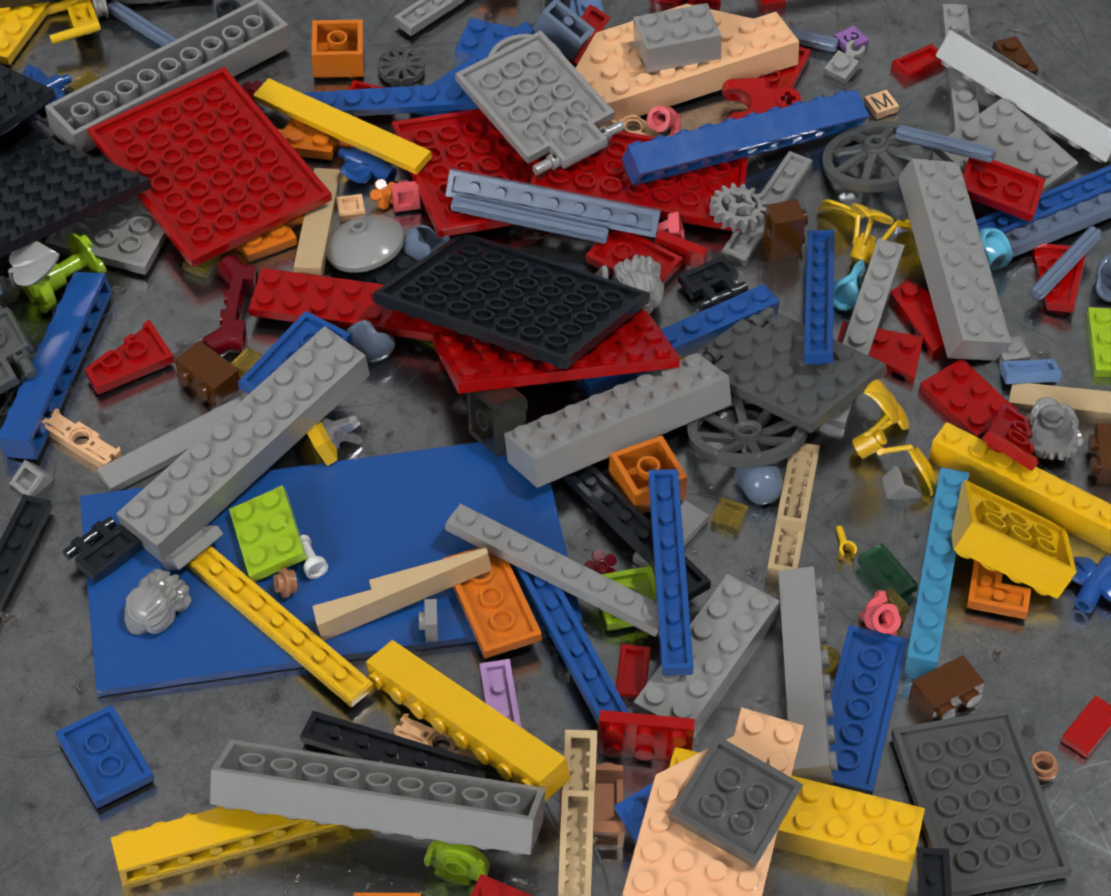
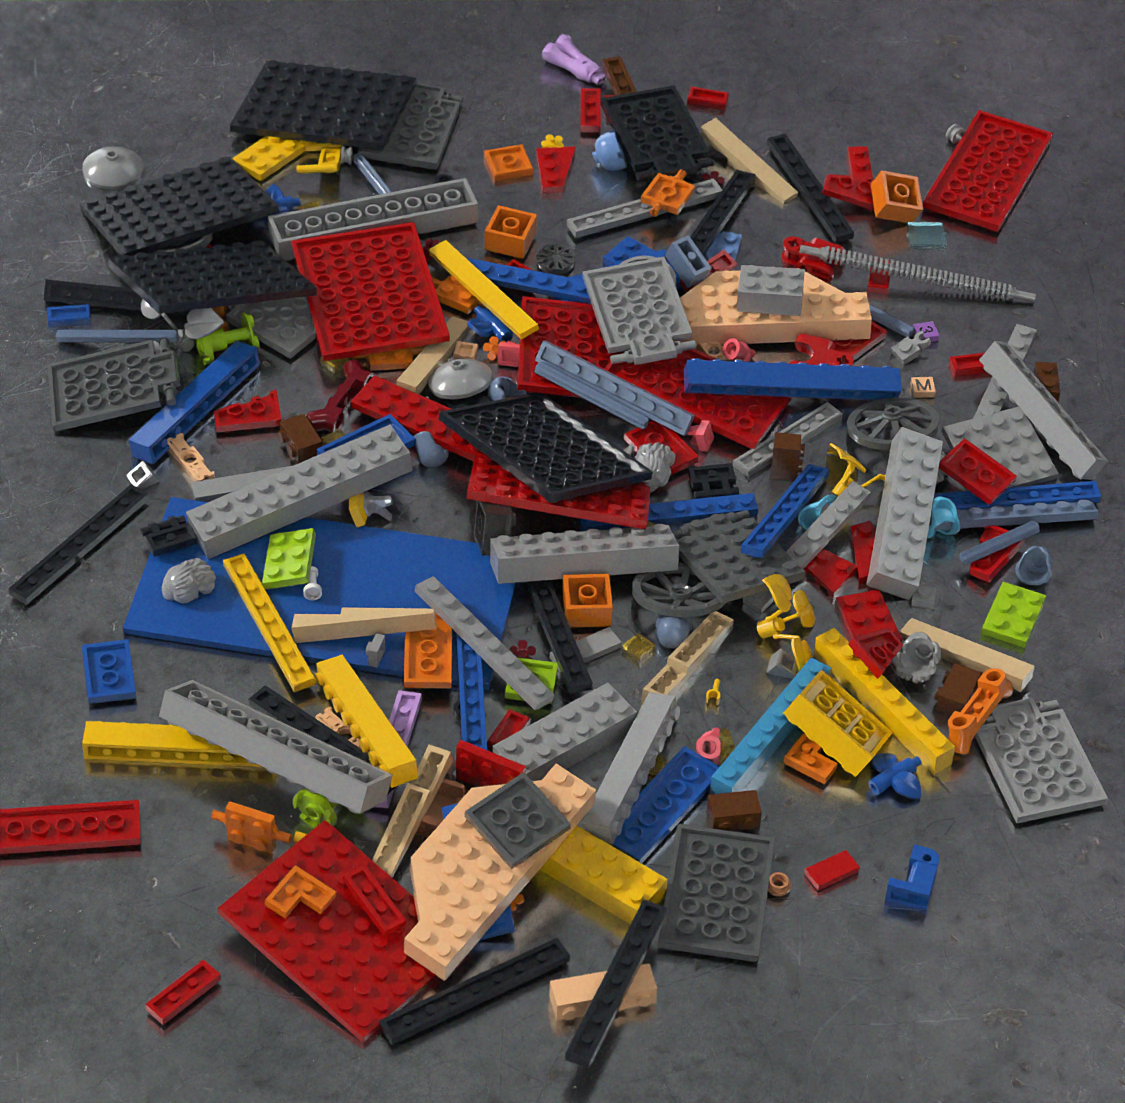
camera: 20 degrees right, 5 degrees down
(191, 547) = (230, 552): light grey tile -> none
(285, 582) = (285, 595): nougat plate -> none
(670, 573) = (561, 665): blue plate -> none
(692, 253) = (706, 454): red tile -> none
(738, 208) = (756, 430): light grey gear -> none
(887, 571) = (734, 718): clear green plate -> none
(945, 143) = (946, 426): sand blue axle -> none
(1030, 371) = (928, 614): medium blue tile -> none

